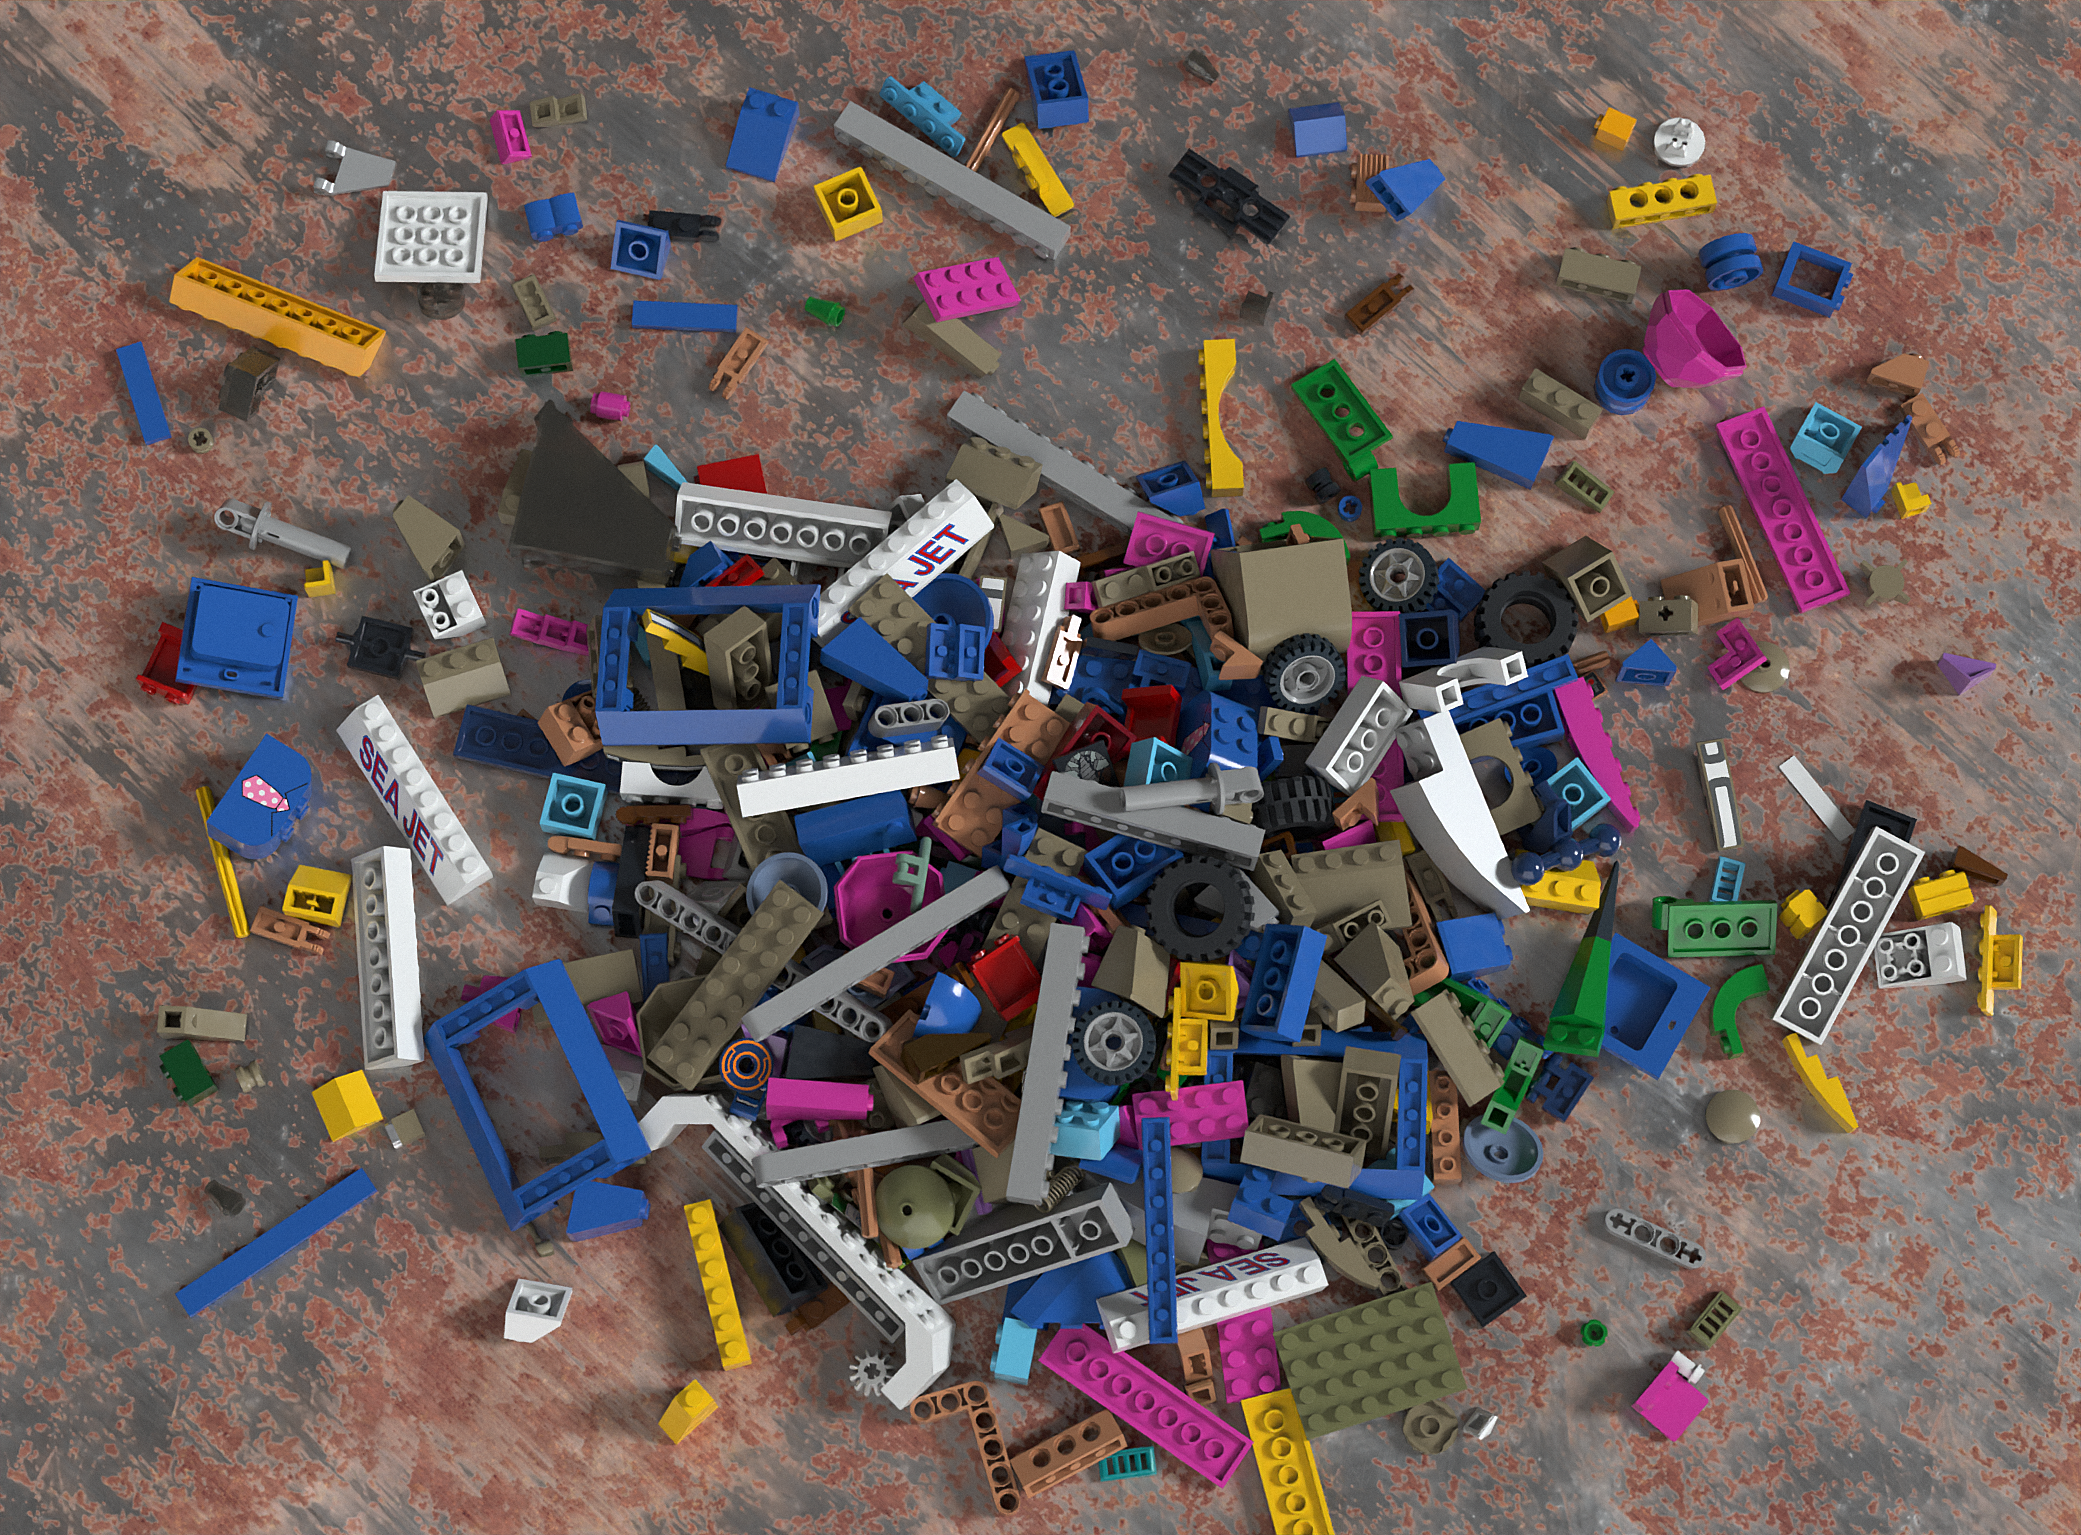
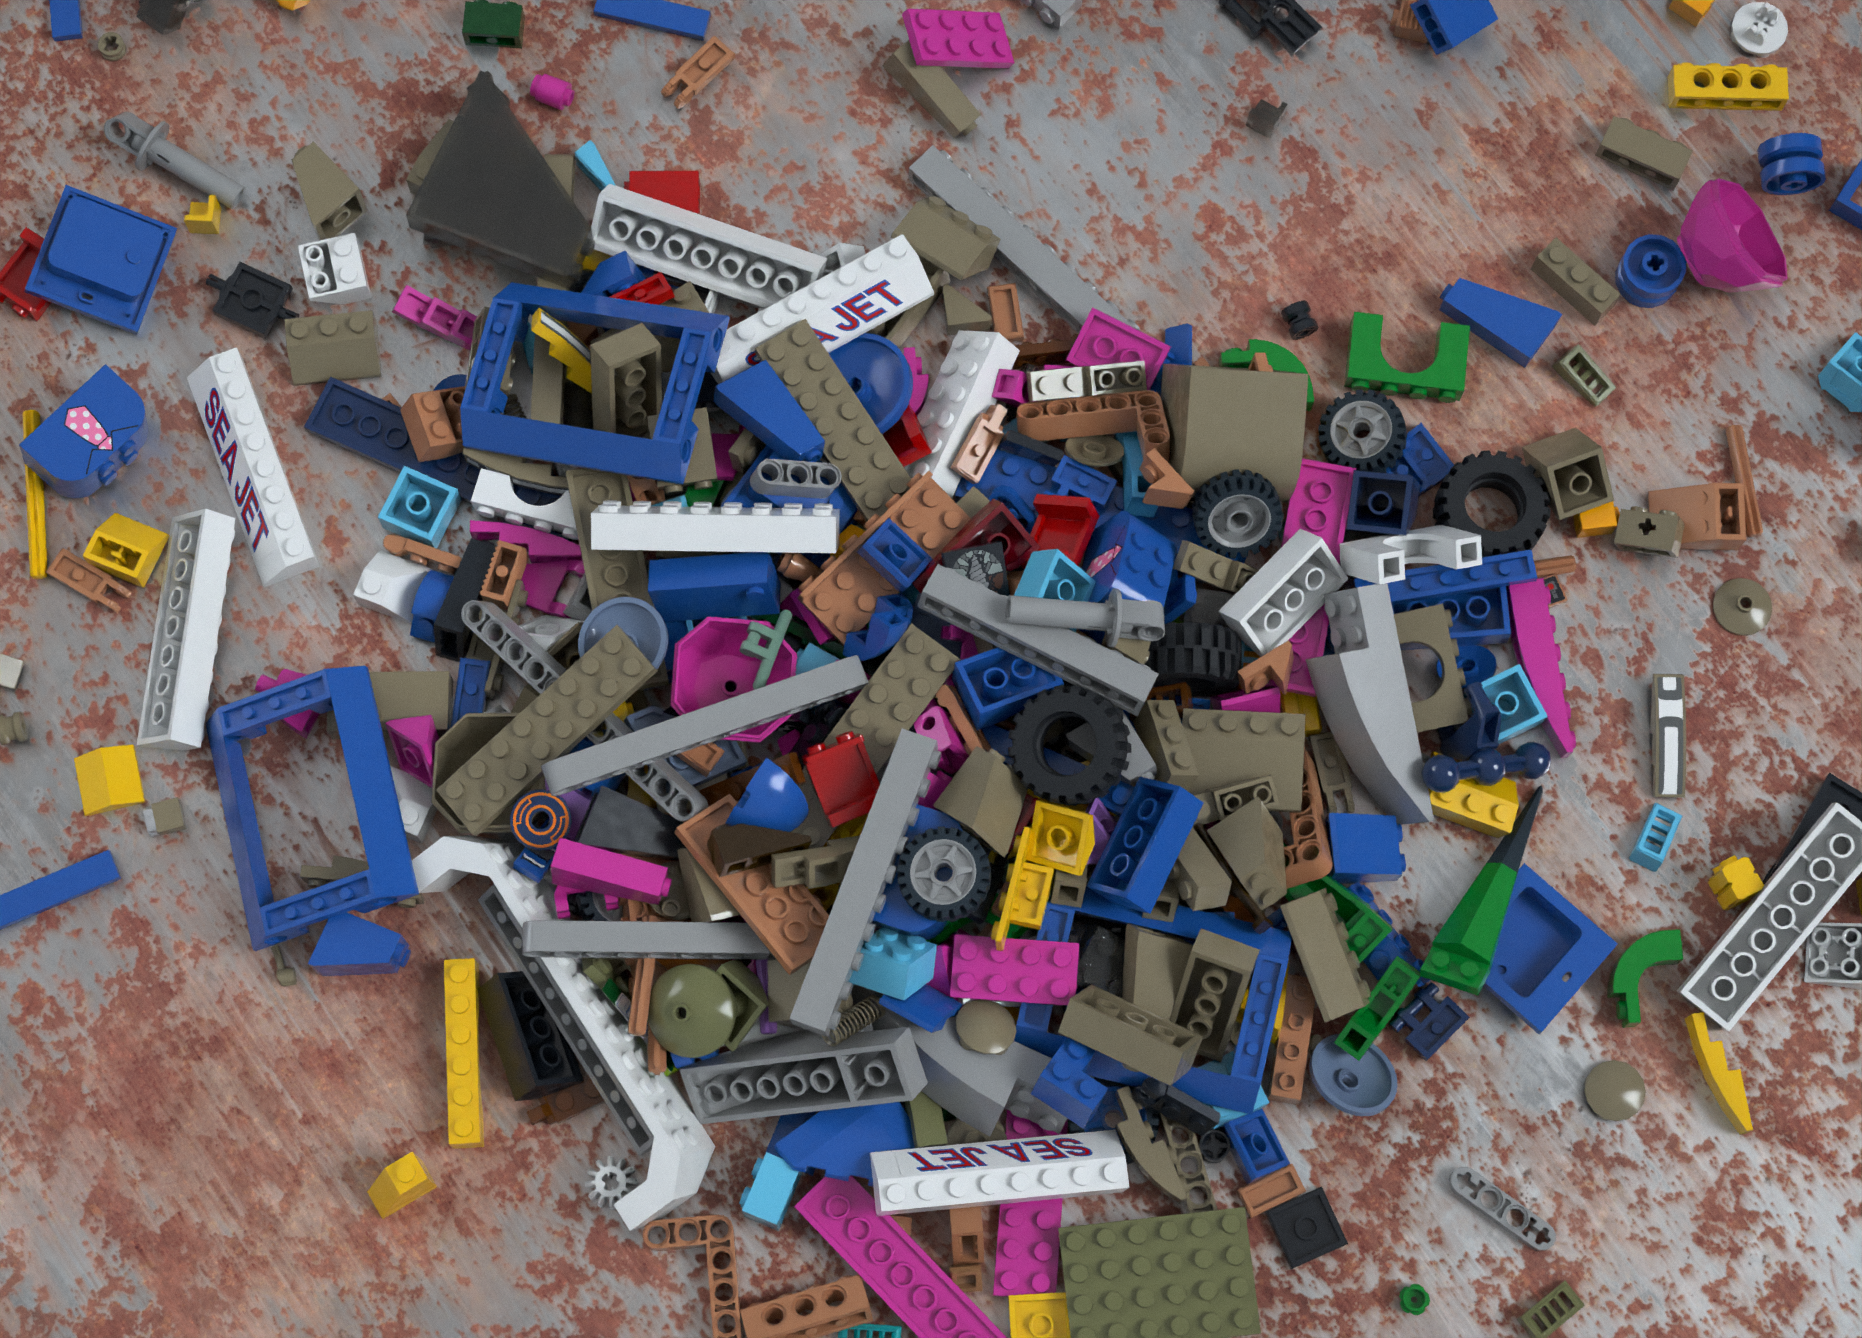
camera: 10 degrees right, 0 degrees up
(535, 1310) = (260, 1041): white slope -> none
(653, 814) = (501, 530): reddish brown hinge -> none
(825, 310) = (805, 36): green cone -> none
(955, 652) = (860, 417): blue slope -> none
(995, 590) = (921, 364): slope -> none
(1054, 892) = (913, 696): blue bracket -> none
(1159, 1230) = (953, 1091): blue tile -> none
(1173, 489) = (1137, 293): blue slope -> none
(1225, 467) = (1198, 281): yellow arch -> none
(1352, 451) = (1338, 288): green hinge -> none
(1353, 501) = (1329, 343): blue bush -> none
(1377, 305) = (1398, 139): reddish brown hinge -> none
(1647, 666) = (1615, 581): blue slope -> none
(1679, 914) = (1599, 857): green hinge -> none
(1742, 656) = (1721, 591): dark pink plate -> none
(1782, 510) = (1796, 441): dark pink plate -> none
(1817, 798) = (1774, 761): white sticker -> none

